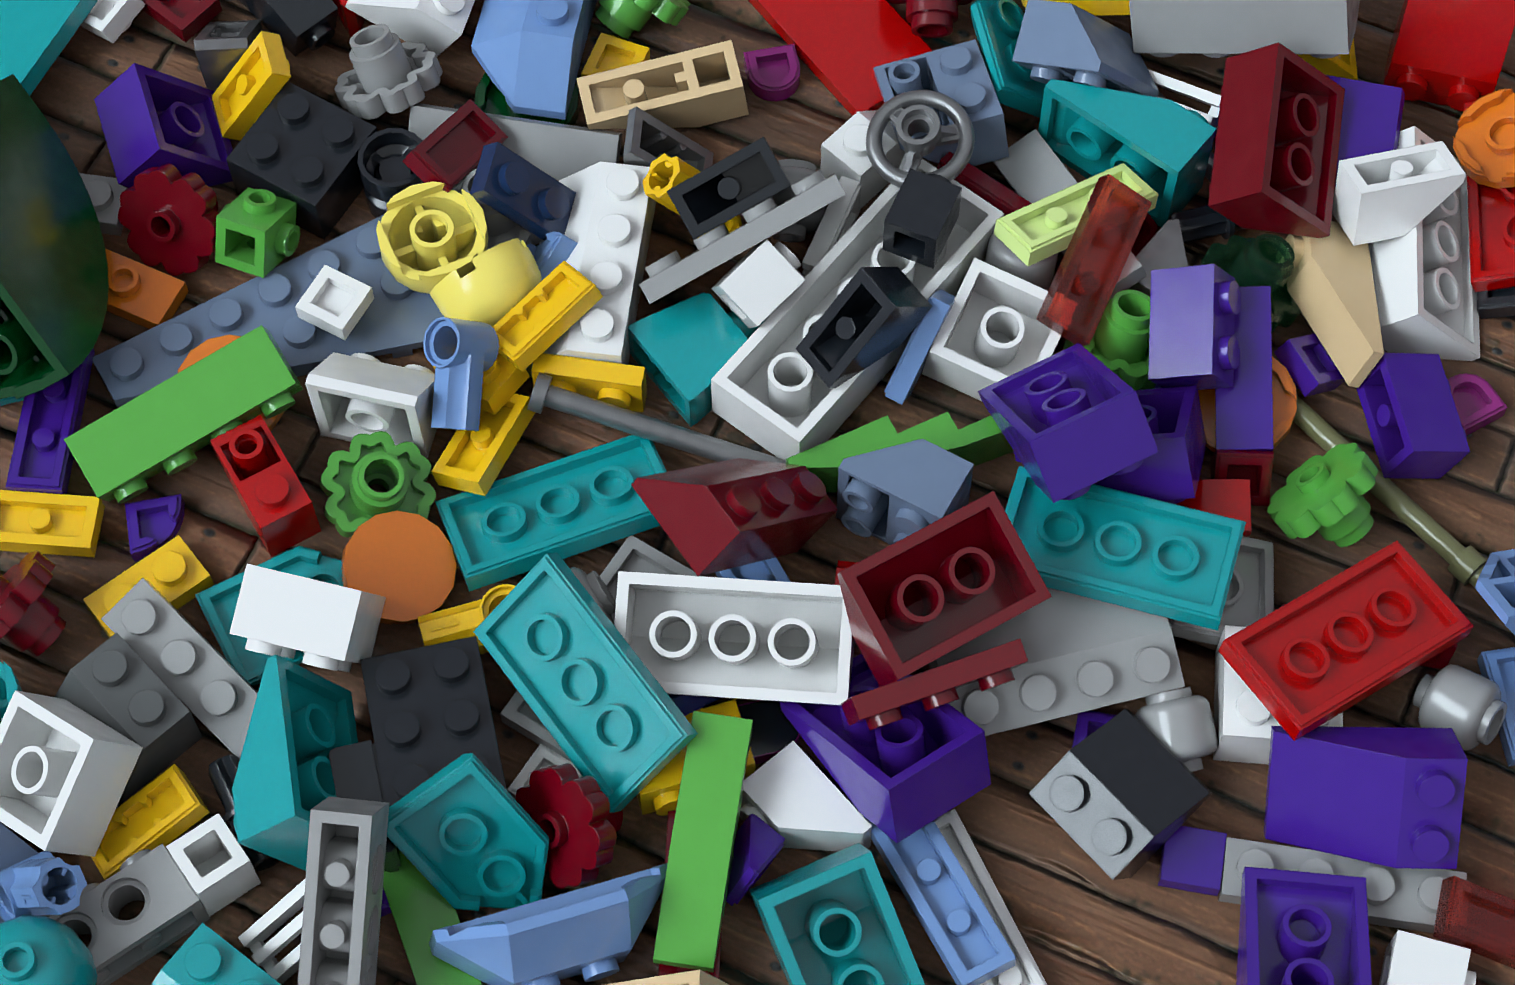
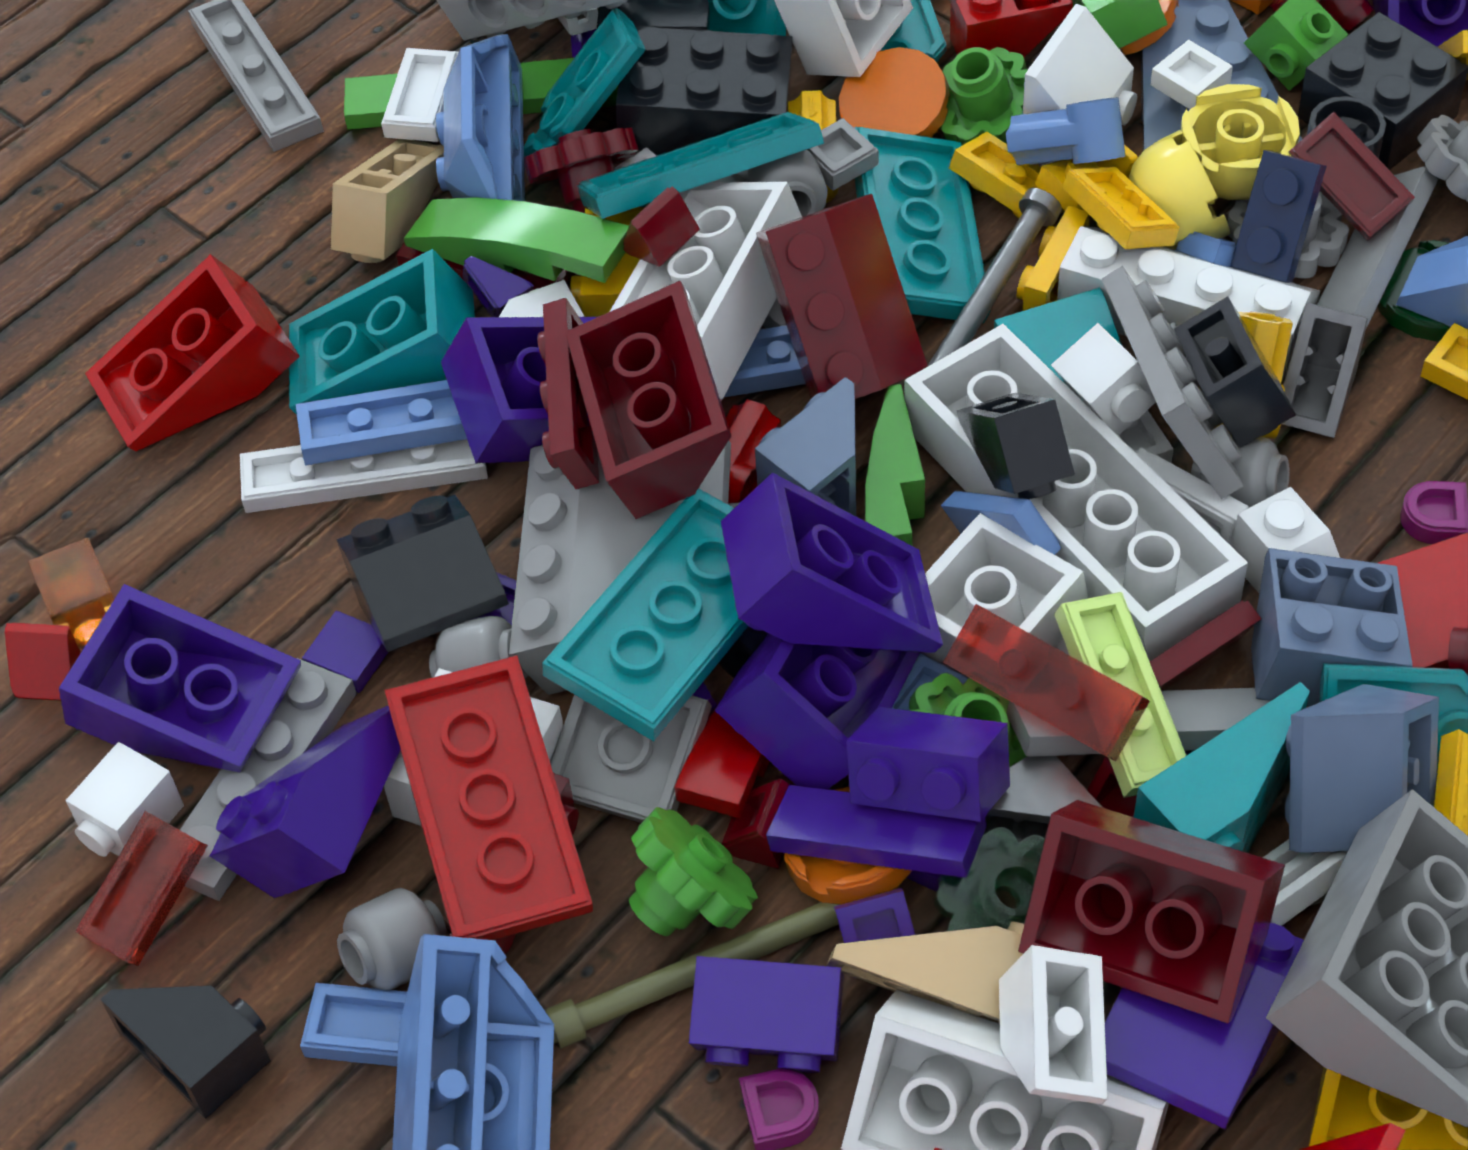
camera: 110 degrees right, 10 degrees down
(509, 567) = (844, 154): none -> light grey tile
(677, 89) = (1405, 384): tan slope -> none
(698, 679) = (660, 228): none -> dark red slope
(912, 114) = (1257, 538): flat silver piece -> none
(922, 217) = (1141, 521): black brick -> none

